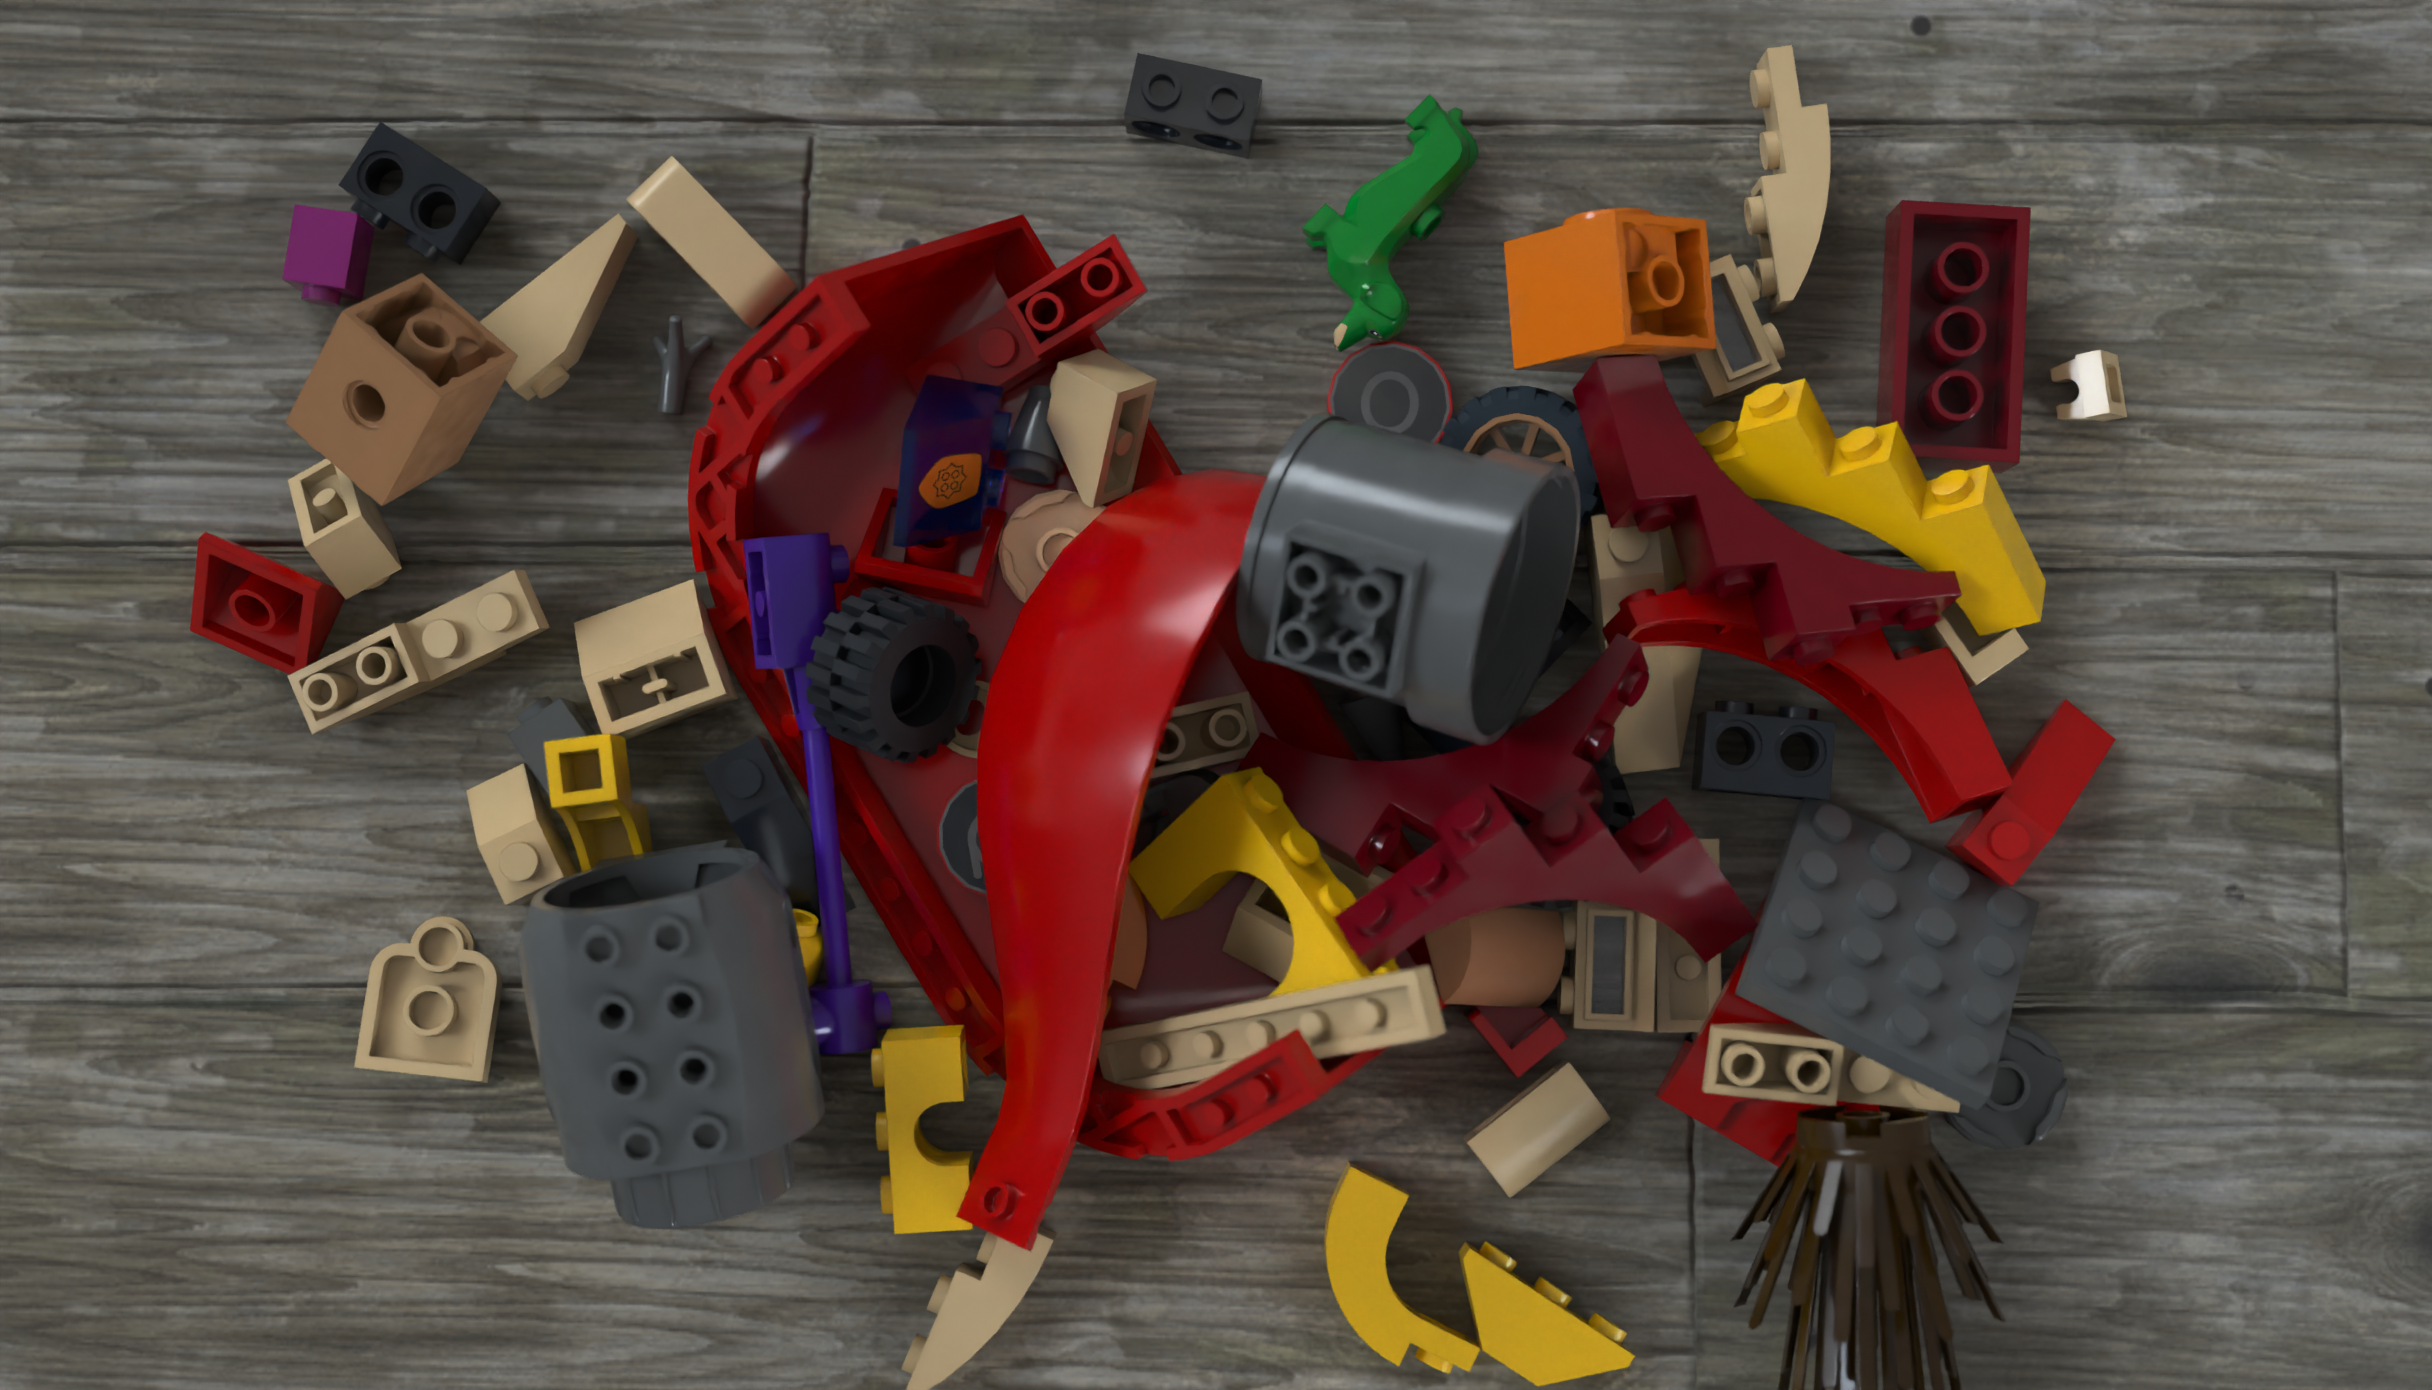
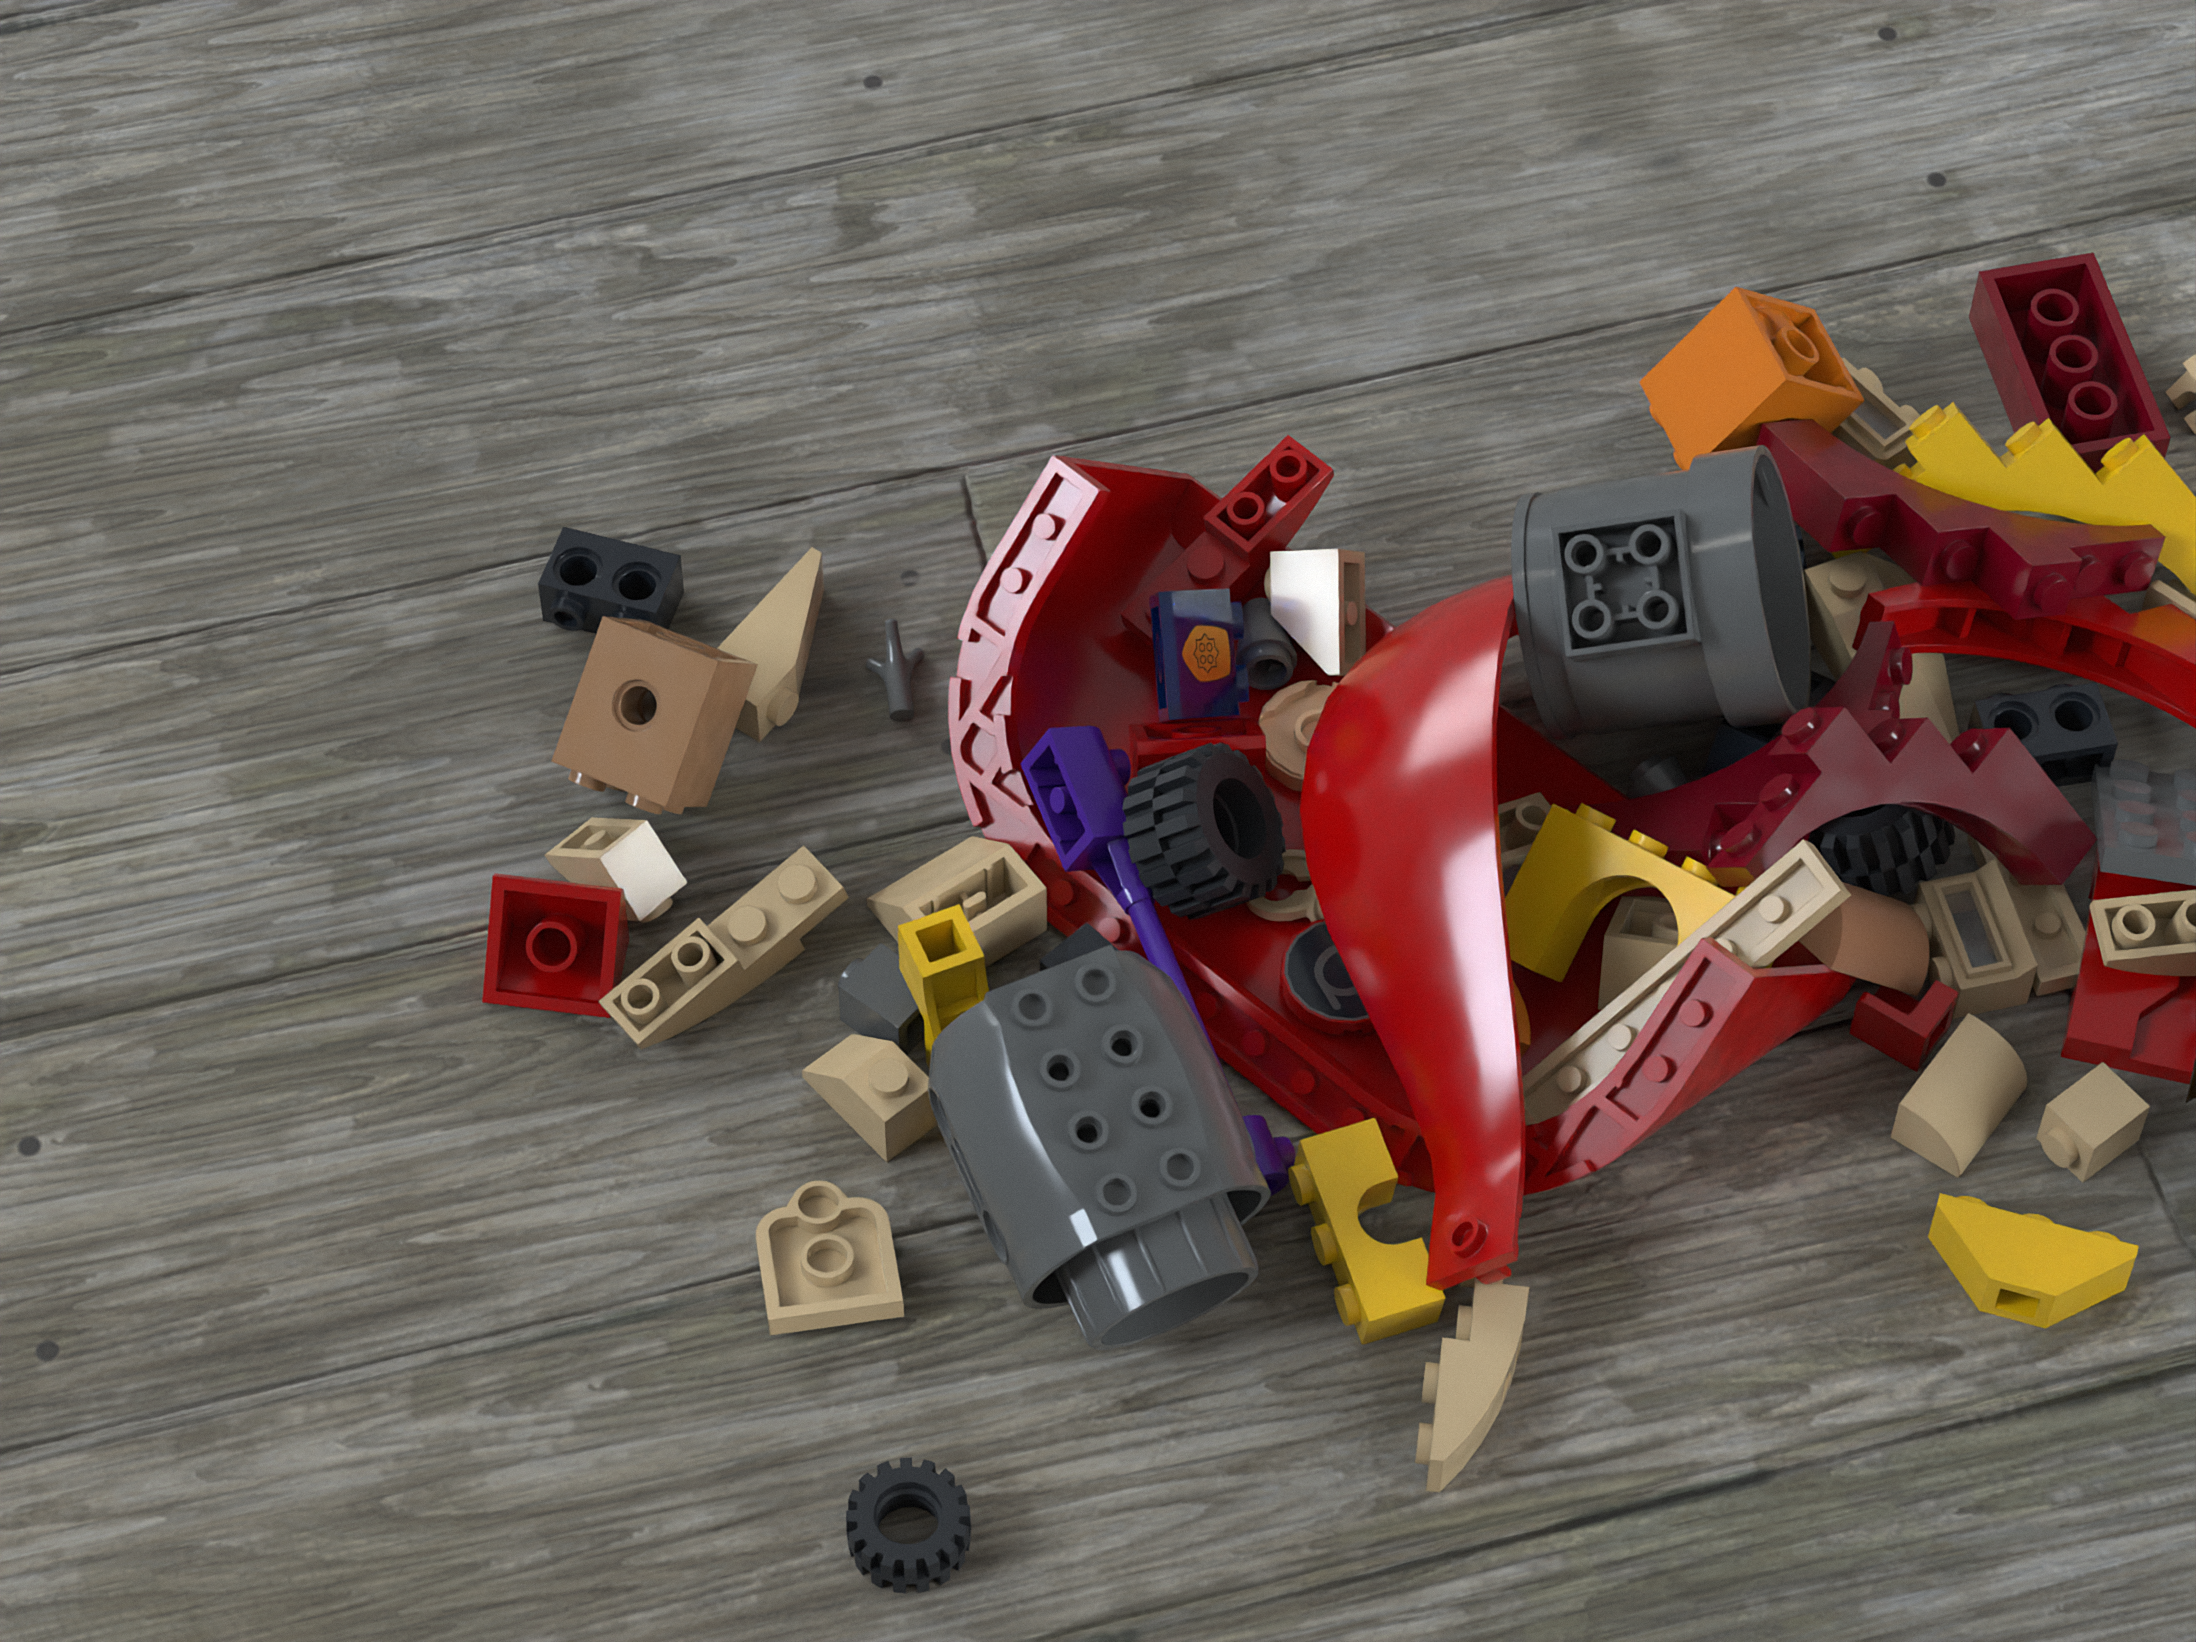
camera: 20 degrees left, 30 degrees down
(328, 255) = (536, 653): magenta brick -> none
(390, 1308) = (908, 1562): none -> black tyre
(712, 242) = (899, 565): tan beam -> none
(1193, 105) = (1314, 362): black brick -> none
(1355, 1254) = (1856, 1275): yellow arch -> none
(1386, 216) = (1522, 405): green animal -> none
(1647, 1195) = (2092, 1122): none -> tan brick
(1792, 202) = (1879, 305): tan slope -> none

